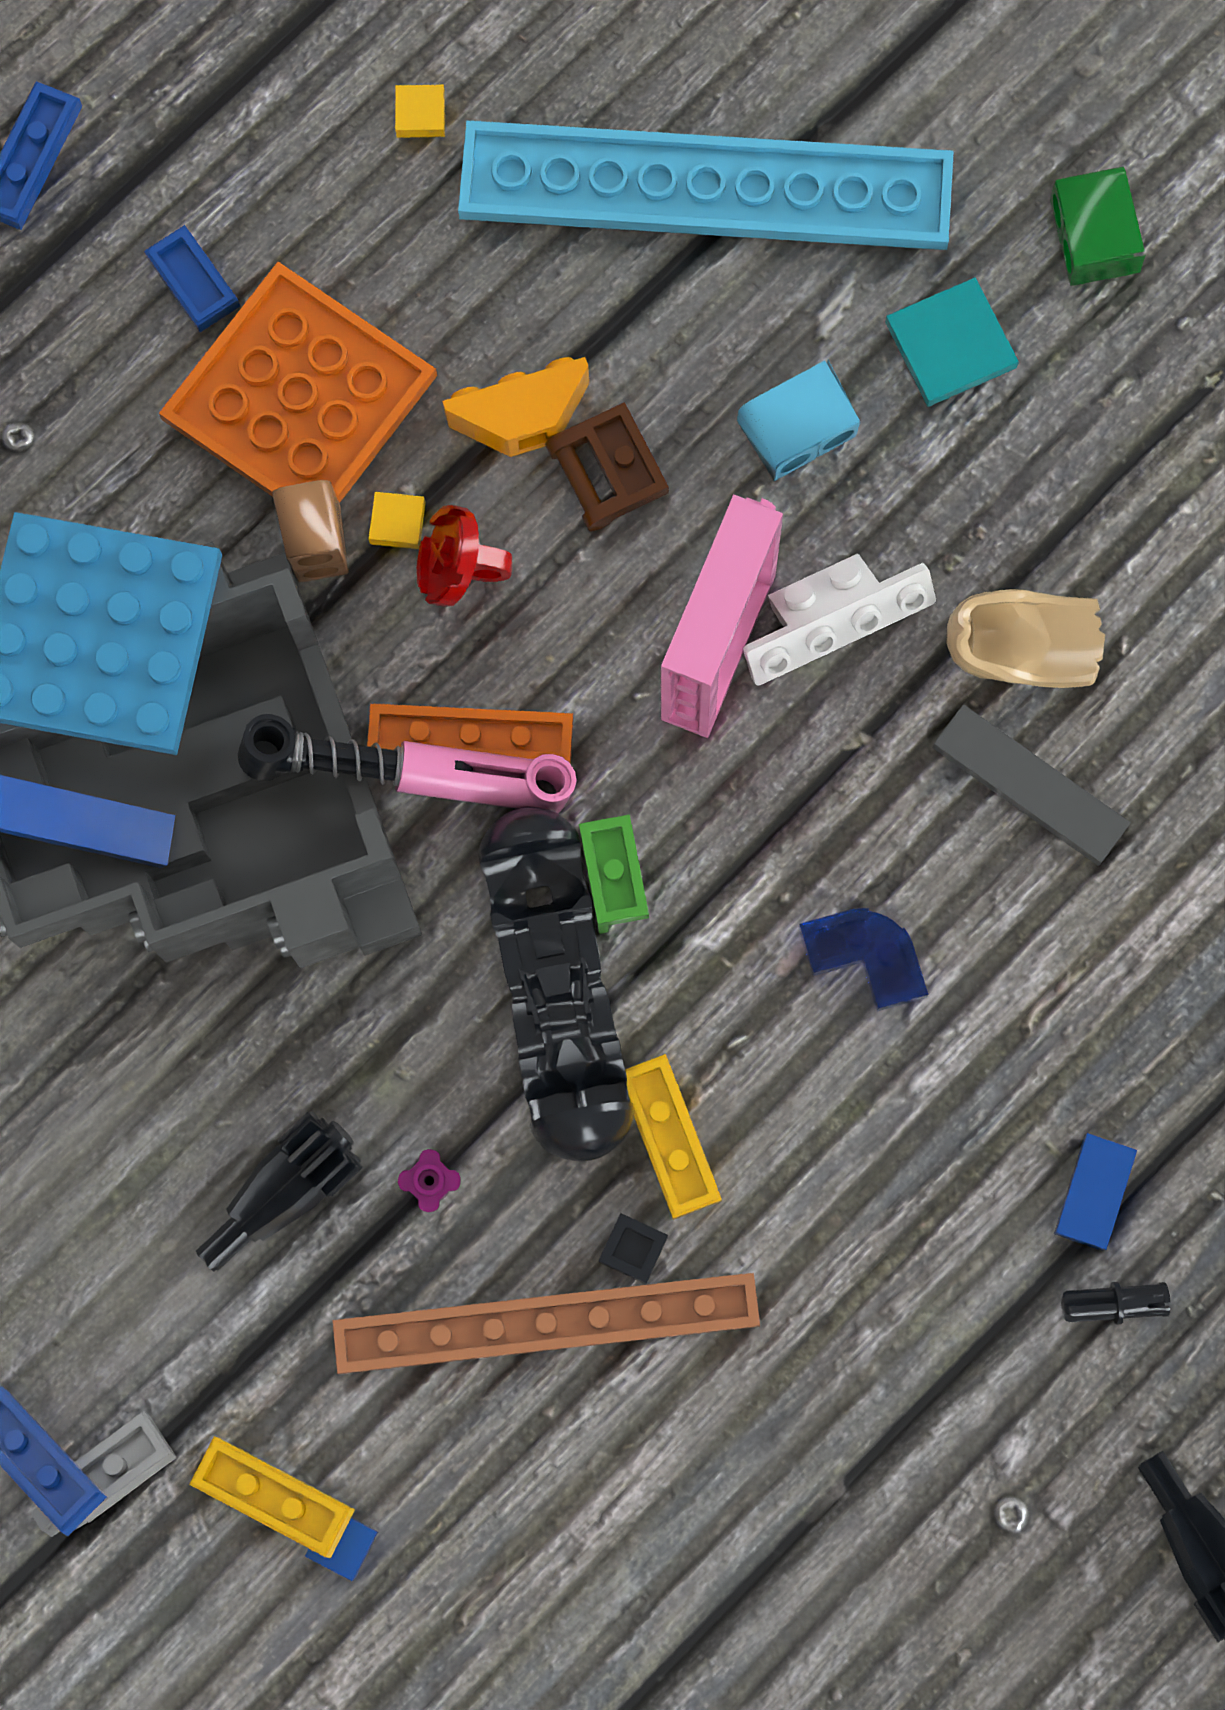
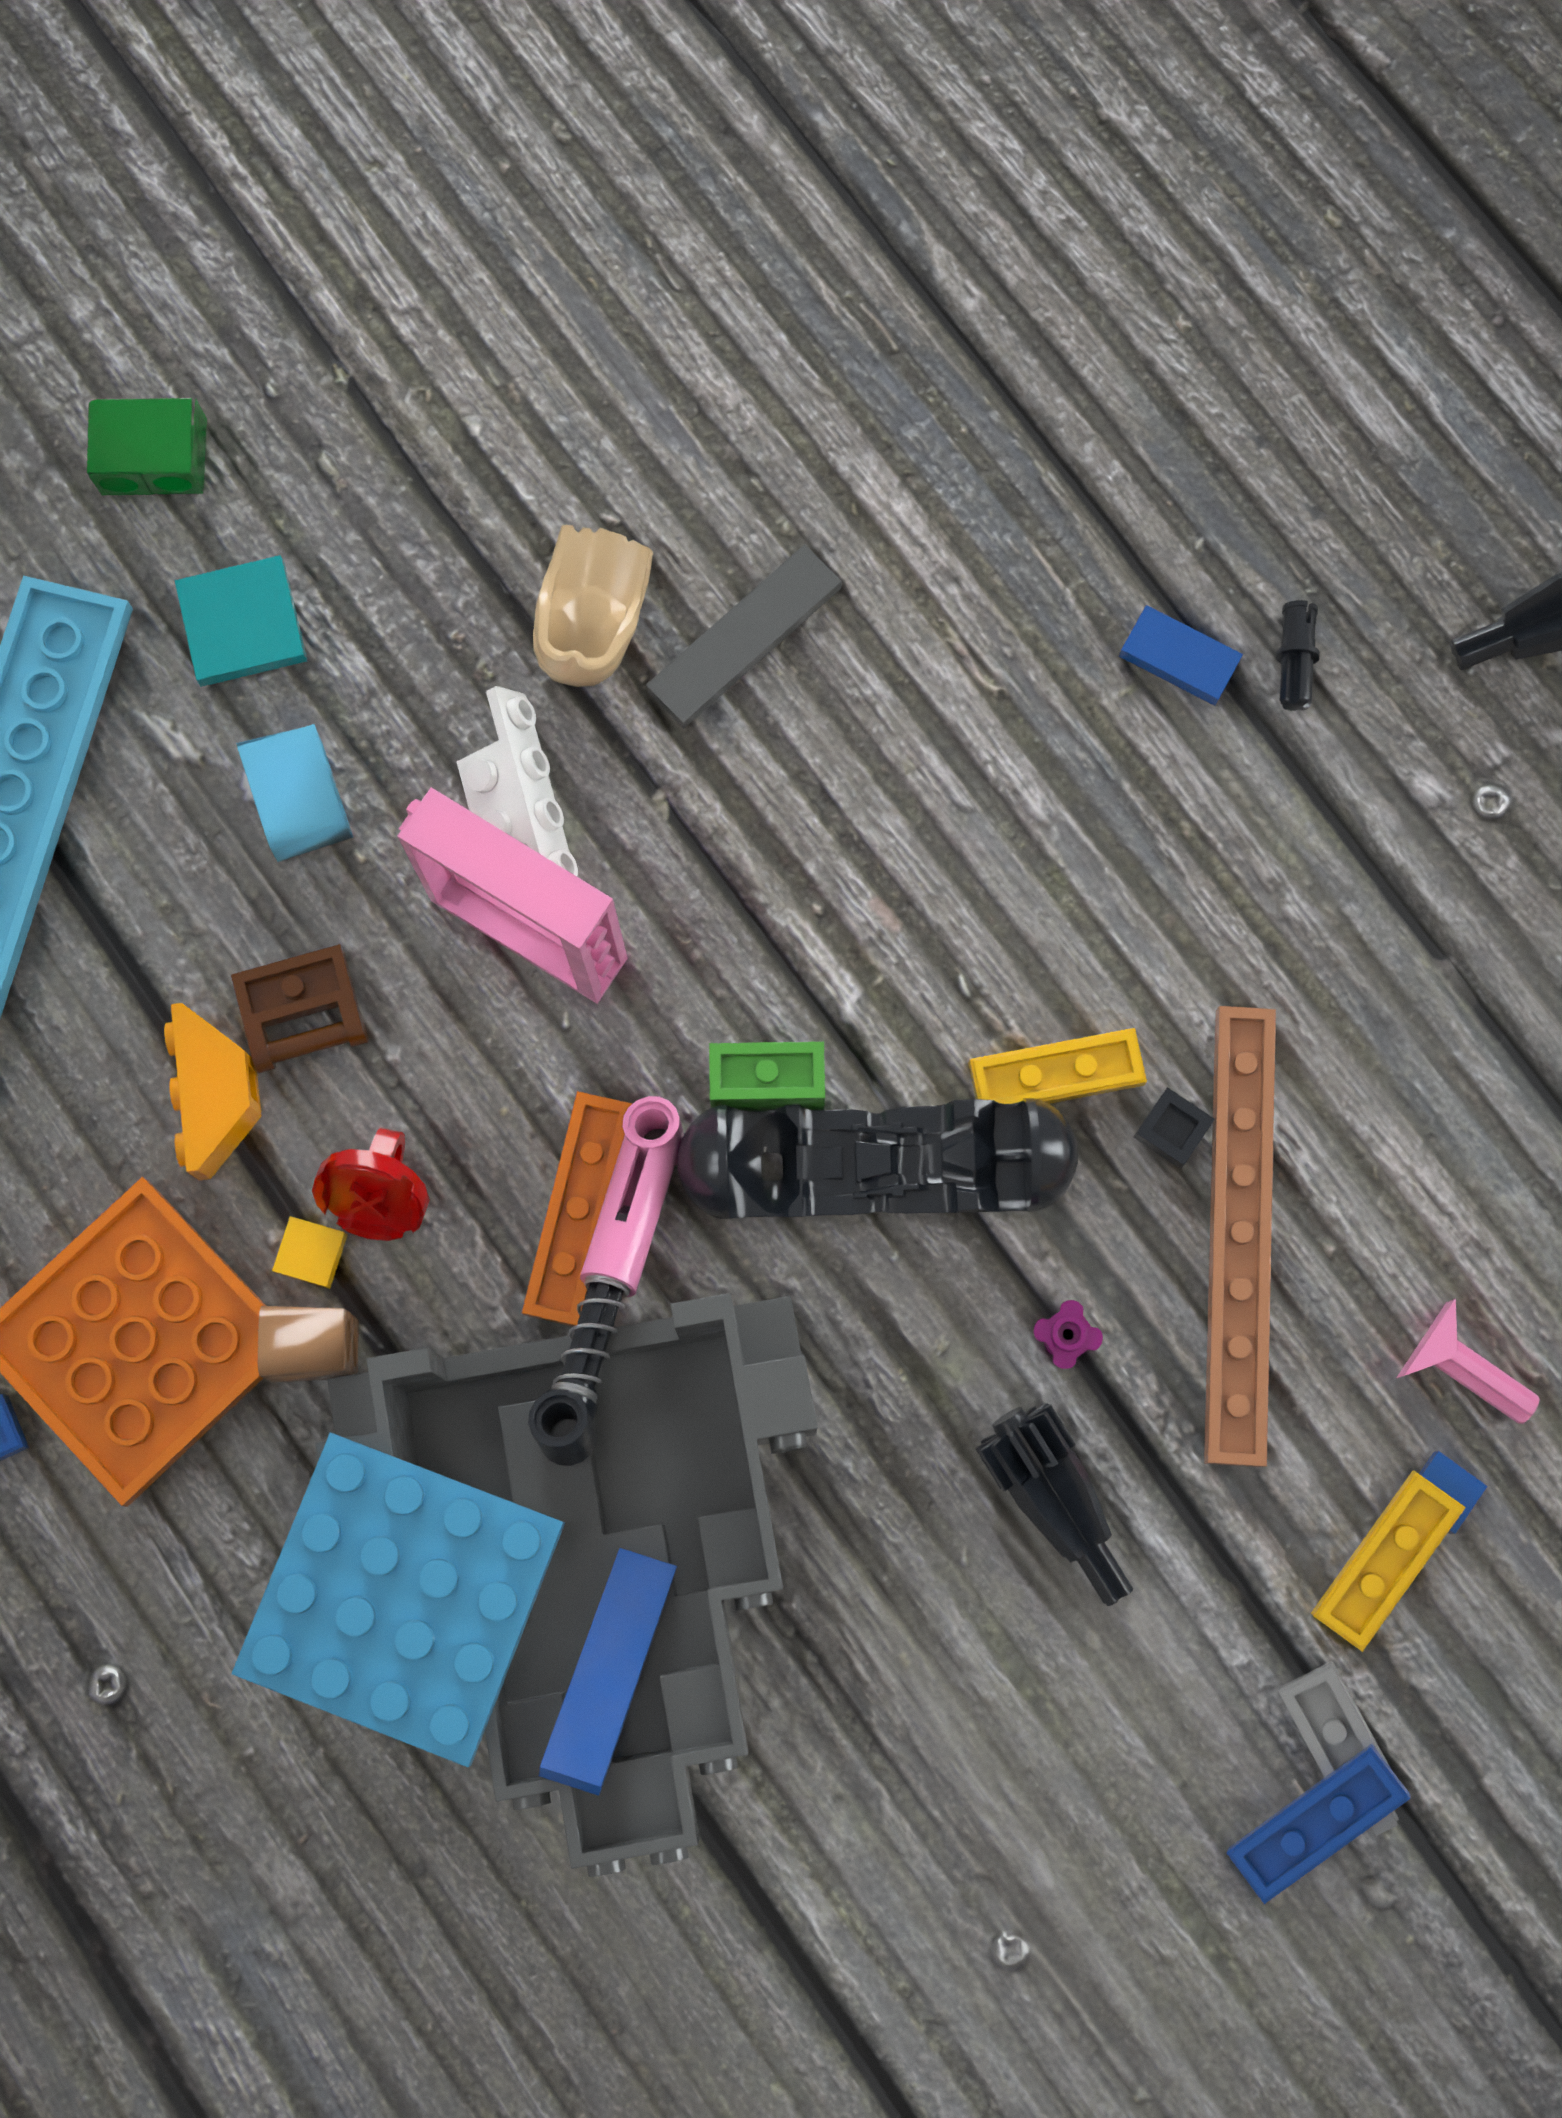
camera: 85 degrees left, 0 degrees up
(455, 1555) = (1444, 1351): none -> bright pink piece
(867, 939) = (889, 818): clear blue plate -> none

